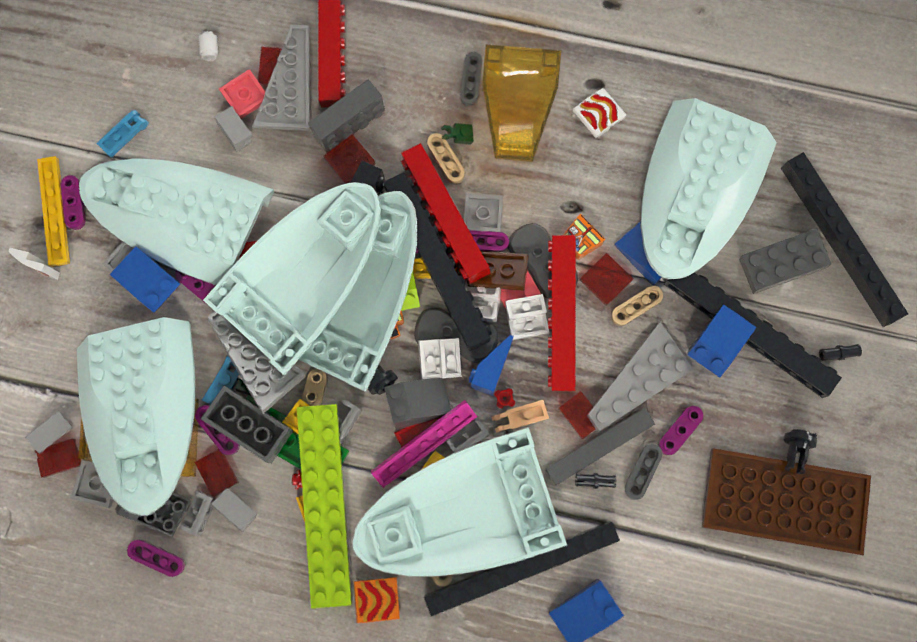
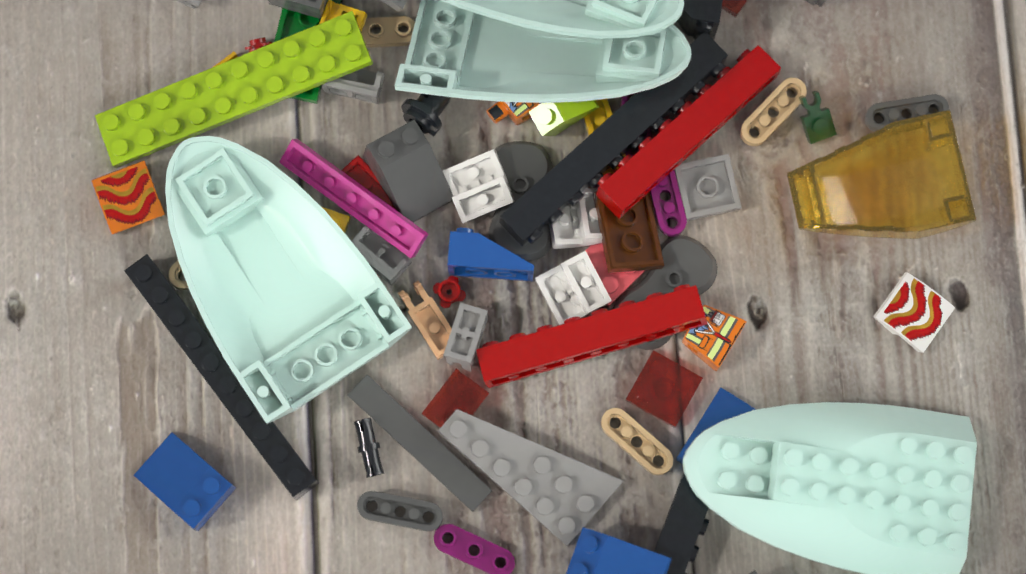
camera: 70 degrees right, 0 degrees up
(540, 394) = (465, 336): none -> light grey hinge

